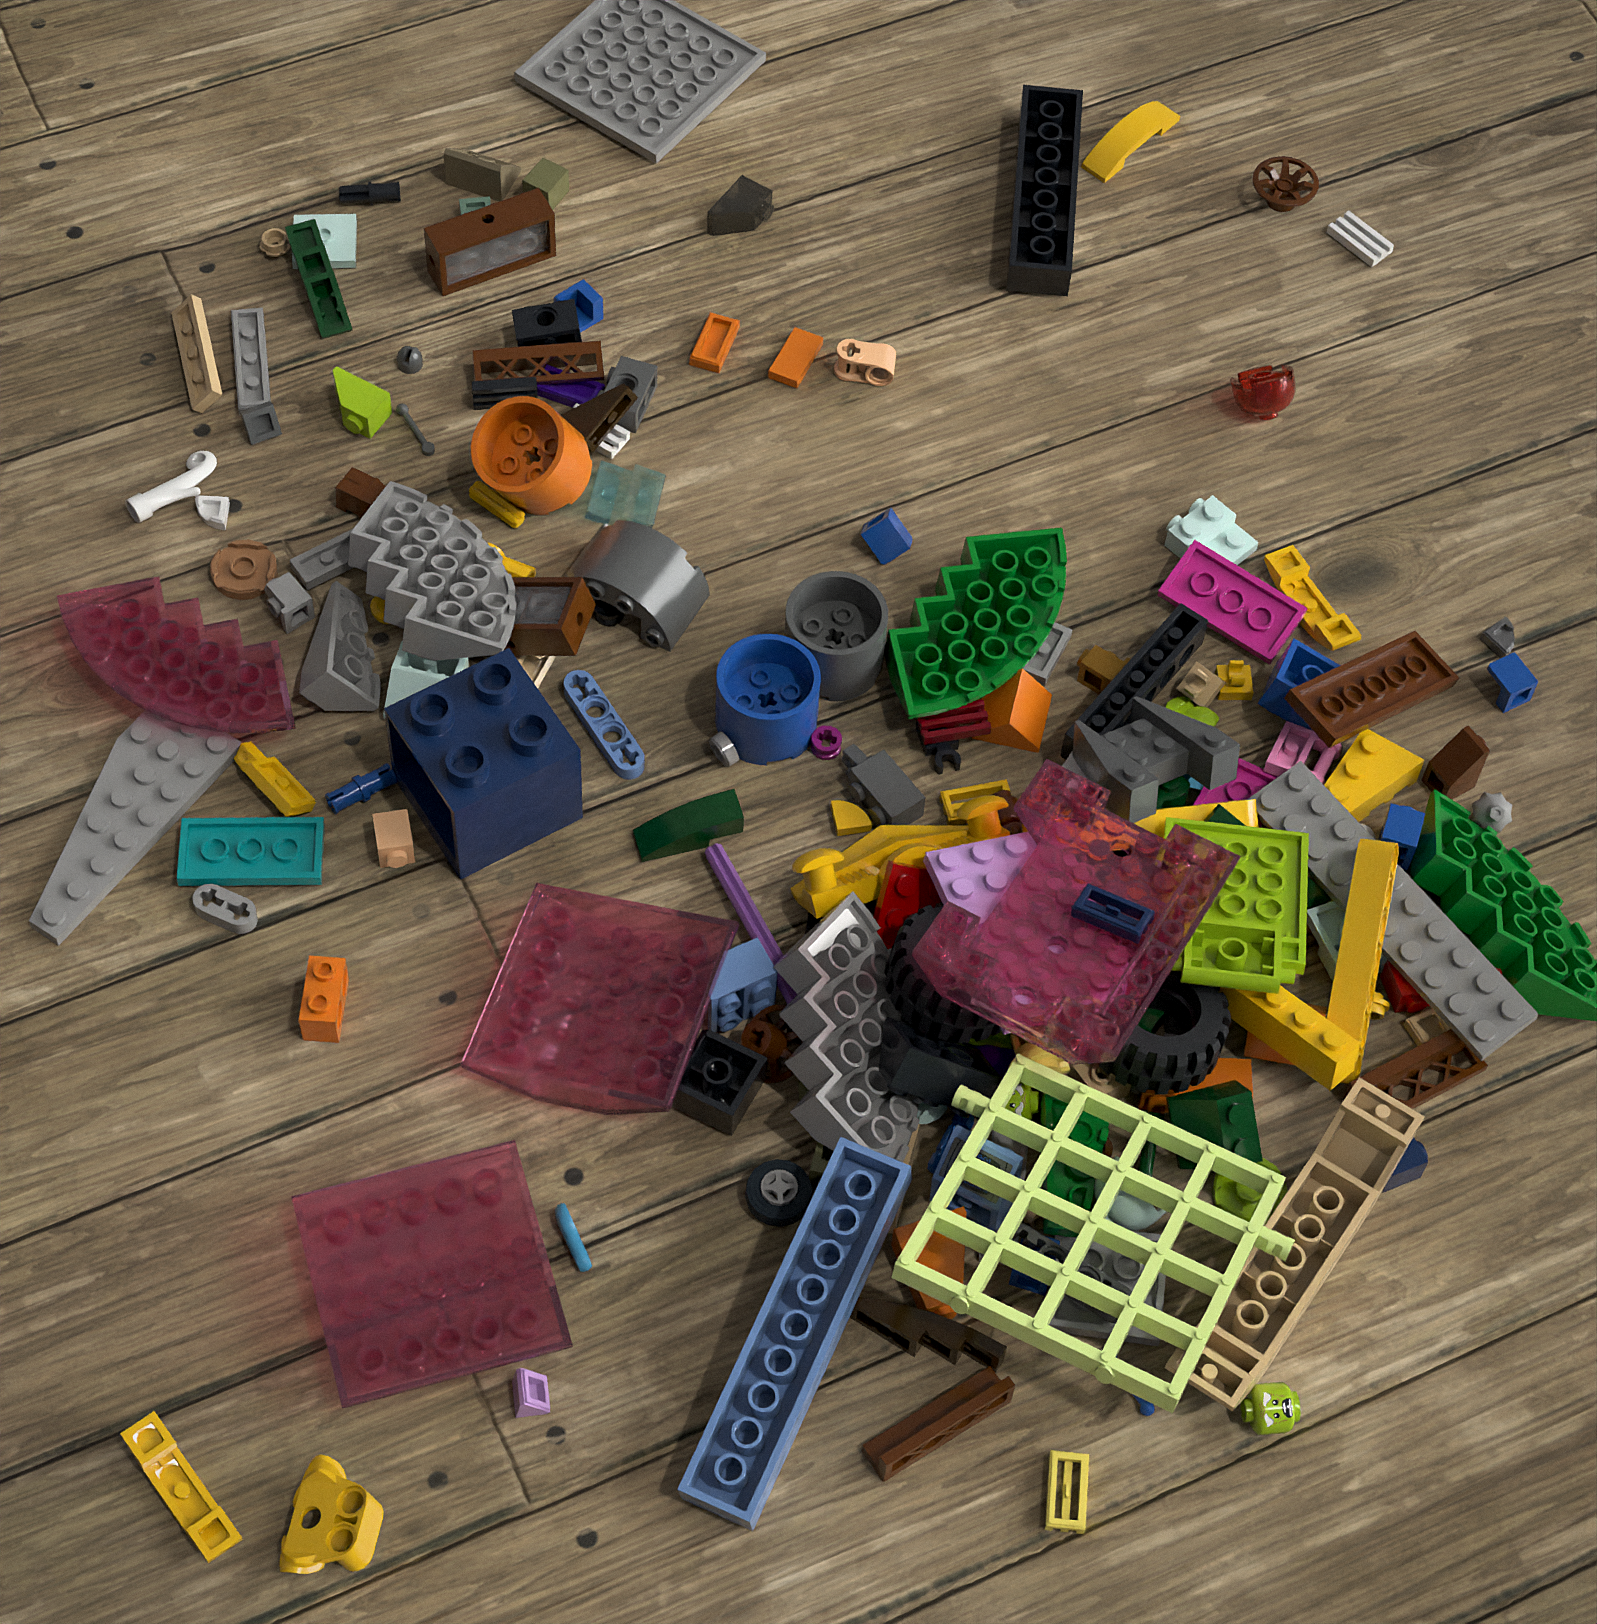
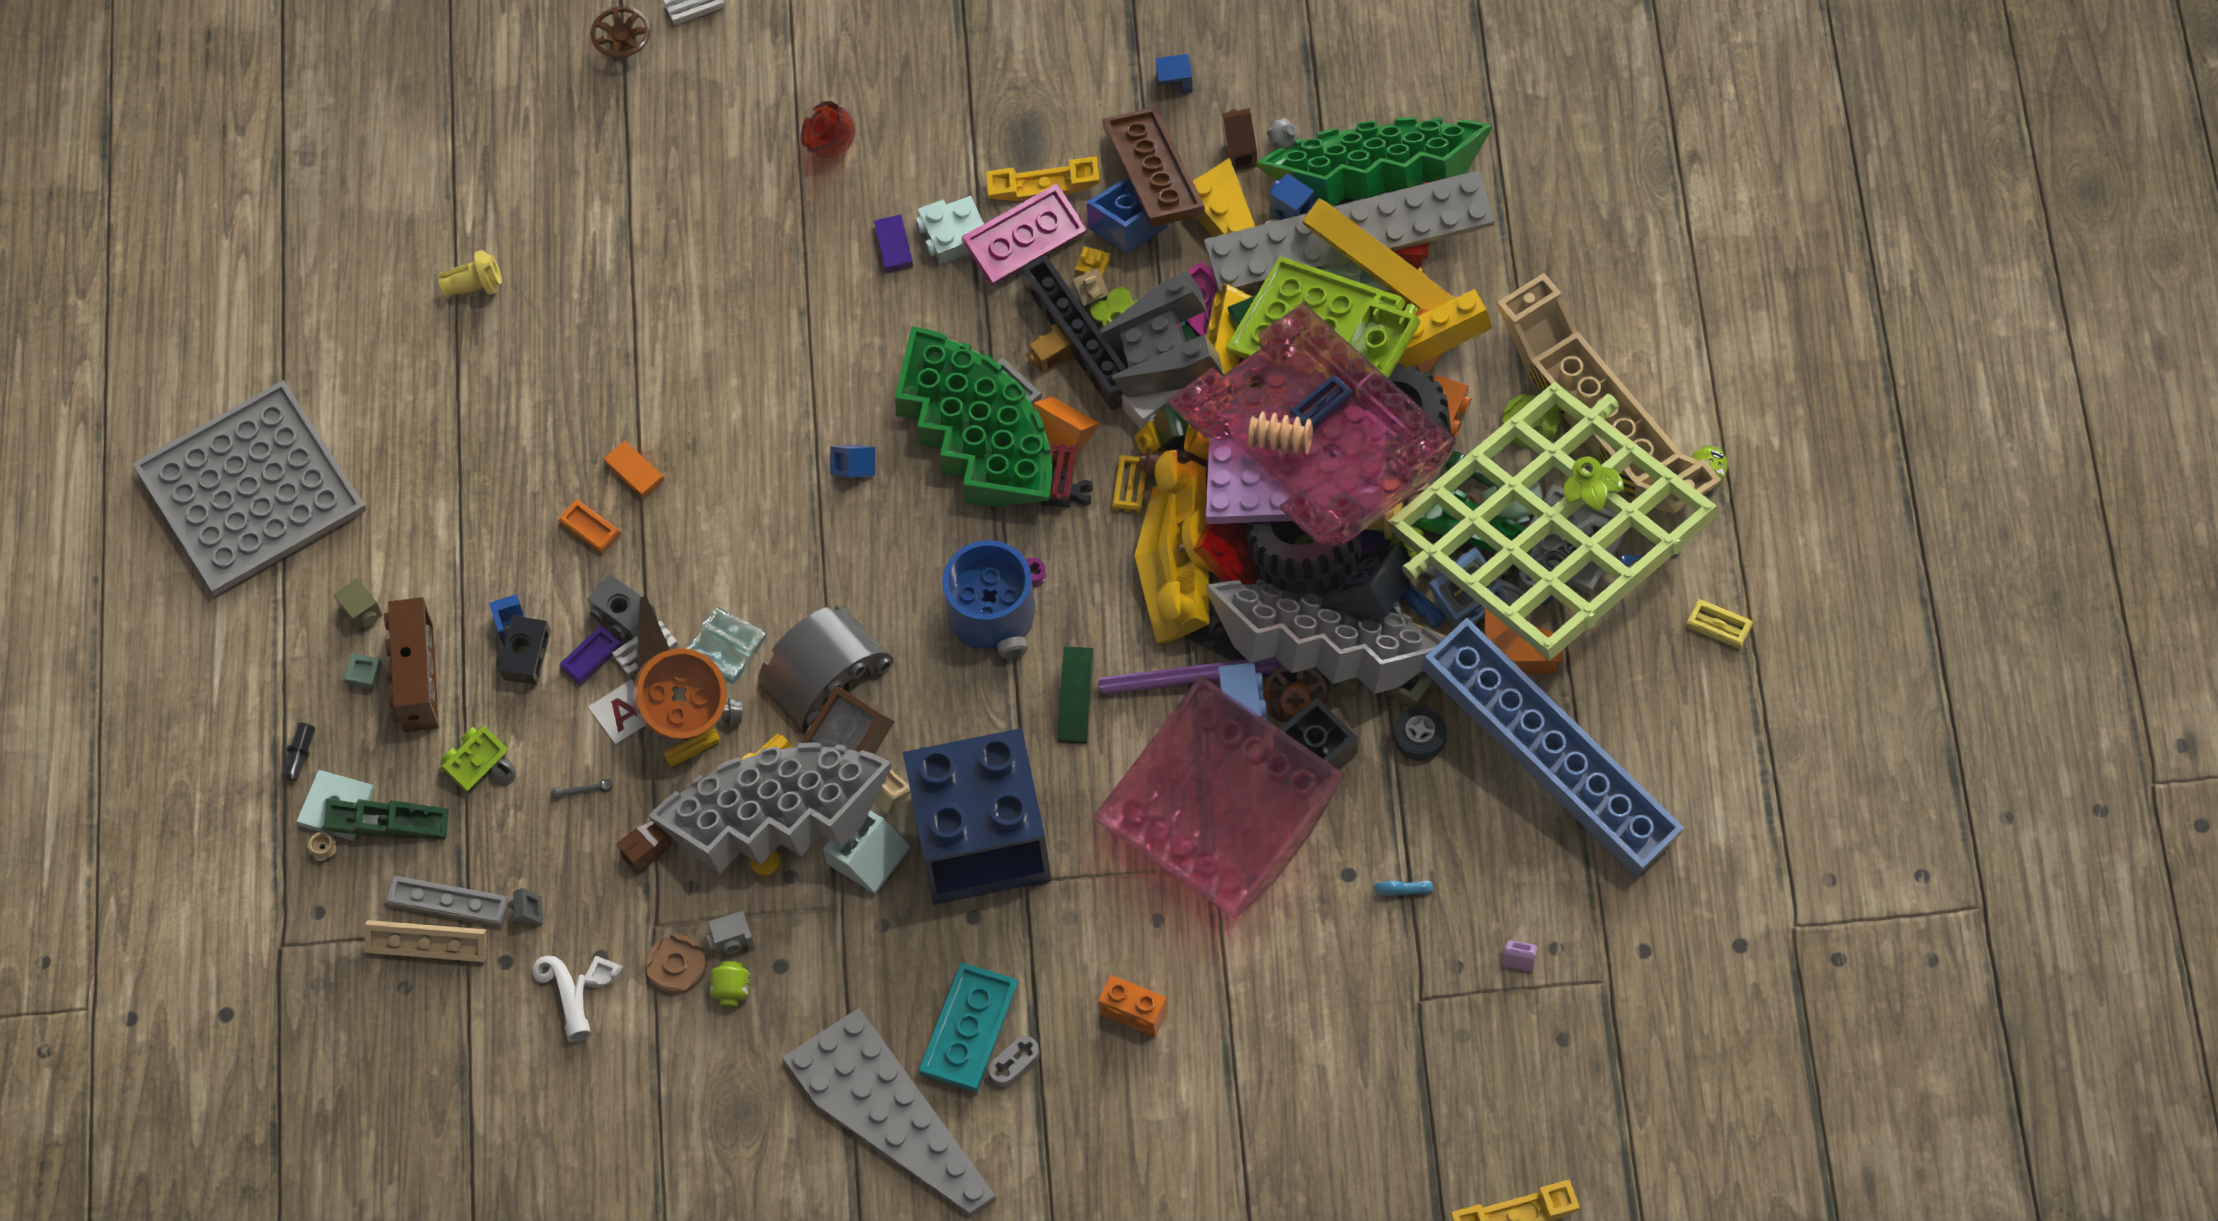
camera: 60 degrees left, 5 degrees up
(174, 662) = (770, 1032): clear pink brick -> none
(233, 608) = (729, 983): none -> lime head
(274, 780) = (906, 992): yellow hinge -> none
(323, 561) = (695, 886): light grey plate -> none
(328, 1490) = (1550, 1111): yellow piece -> none
(338, 663) = (813, 915): light grey wedge -> none
(361, 404) = (539, 824): lime slope -> none
(361, 788) = (939, 929): blue pin -> none
(393, 838) = (1001, 915): light nougat brick -> none
(413, 327) = (473, 757): none -> lime bracket
(430, 1273) = (1409, 989): clear pink slope -> none
(479, 173) = (315, 653): dark tan slope -> none
(490, 392) = (579, 704): black tile -> none
(537, 357) = (551, 669): reddish brown fence -> none
(547, 524) = (732, 712): none -> dark grey plate
(607, 722) = (948, 724): medium blue beam -> none
(740, 208) = (454, 456): clear smoke slope -> none
(844, 628) = (942, 506): dark grey brick -> none
(849, 818) = (1109, 579): yellow tile -> none
(868, 363) = (667, 417): light nougat piece -> none
(882, 788) = (1095, 545): dark grey hinge -> none
(913, 1328) = (1566, 675): dark brown slope -> none
(938, 1423) = (1640, 687): reddish brown fence -> none
(952, 160) = (472, 276): none -> light yellow piece
(1045, 191) = (545, 214): black brick -> none
(1046, 876) = (1280, 434): none -> light nougat piece
(1126, 137) = (510, 132): yellow slope -> none
(1145, 1251) = (1593, 486): none -> lime plate
(1167, 494) = (893, 243): none -> dark purple tile
(1218, 1115) = (1479, 412): dark green slope -> none
(1296, 745) = (1178, 246): bright pink plate -> none
(1421, 1058) = (1475, 277): reddish brown fence -> none
(1425, 1026) = (1446, 252): tan tile -> none
(1500, 637) = (1127, 65): flat silver tile -> none

